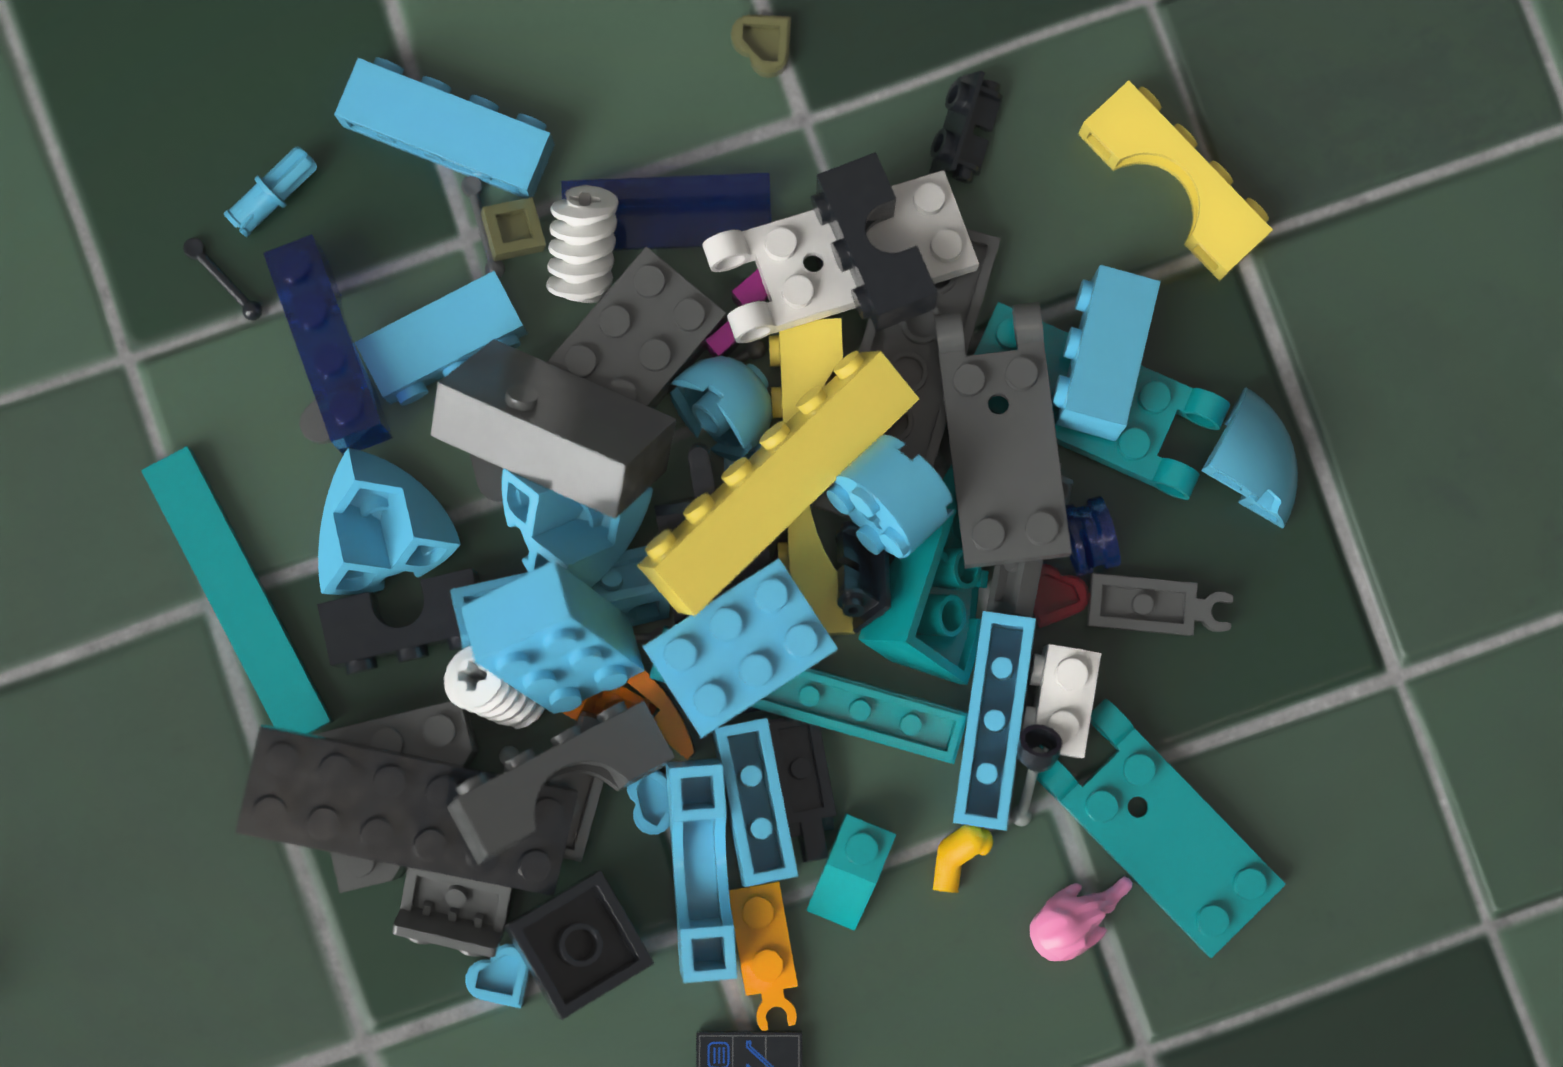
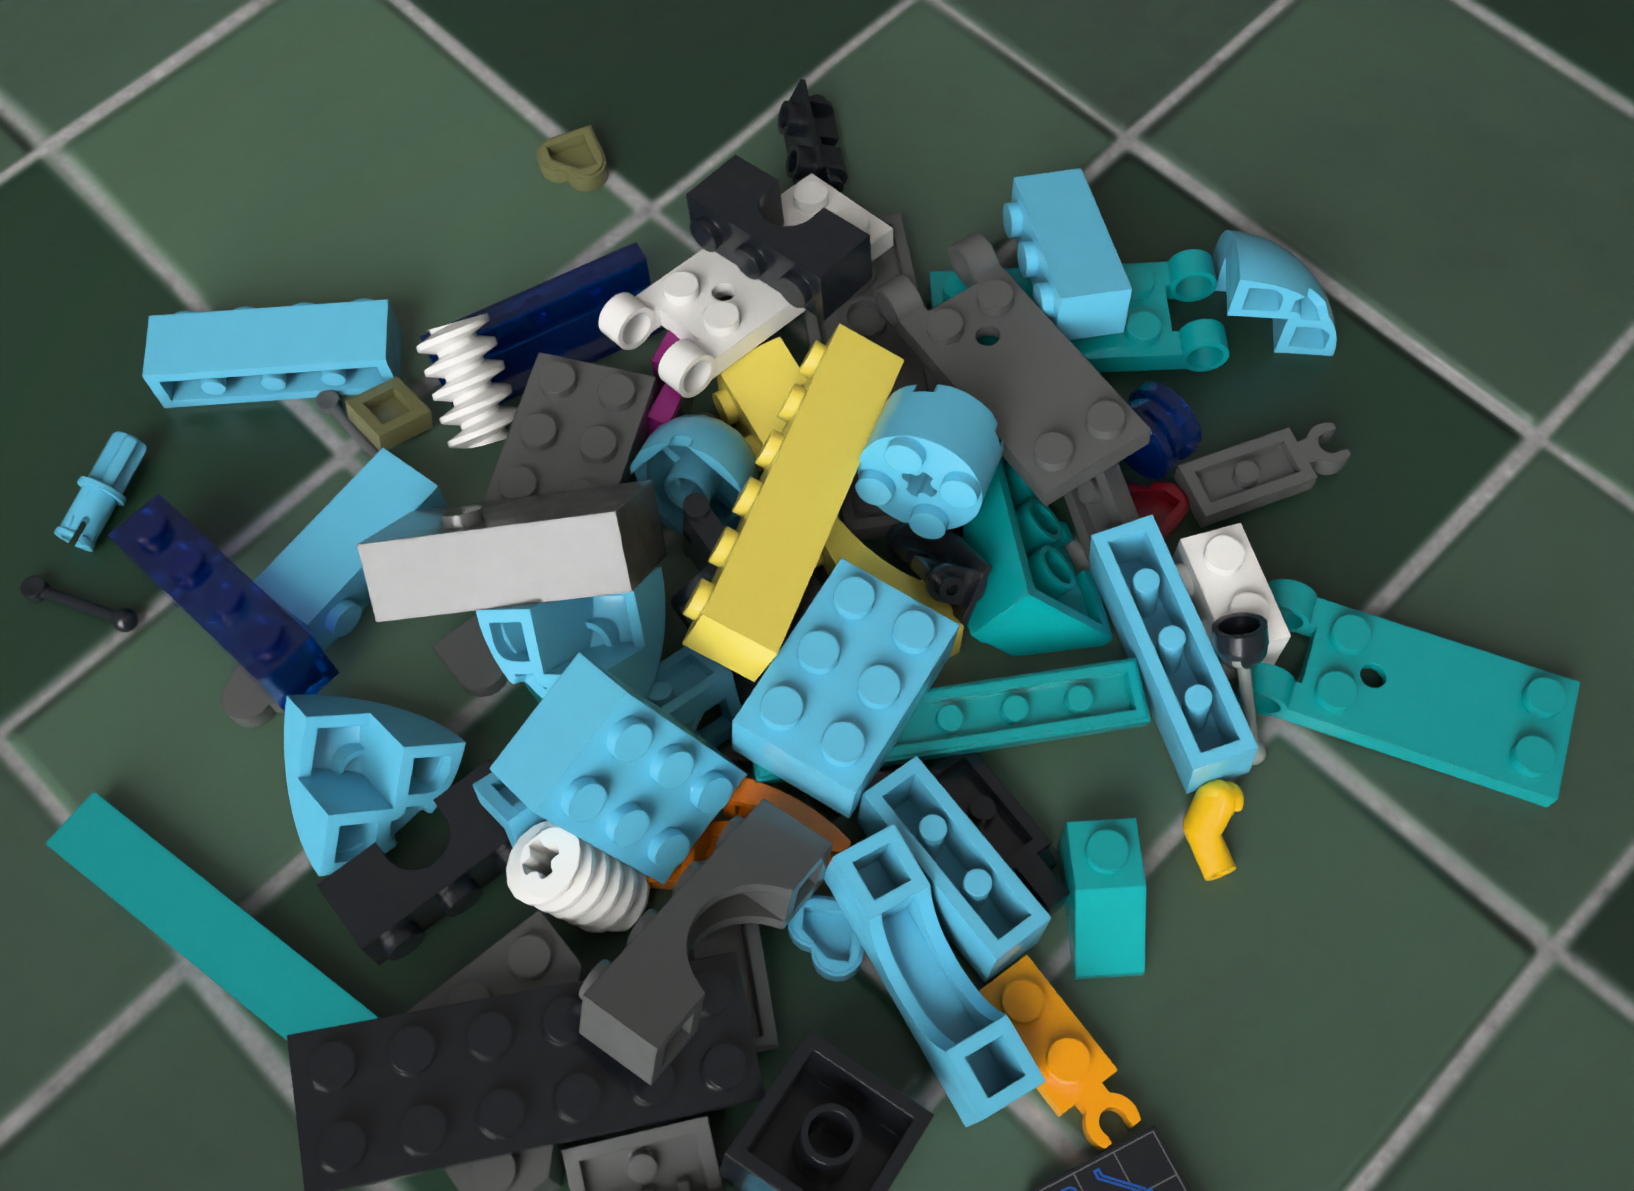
camera: 25 degrees left, 20 degrees down
(1071, 923) = (1381, 836): bright pink piece -> none
(1134, 132) = (982, 79): light yellow arch -> none

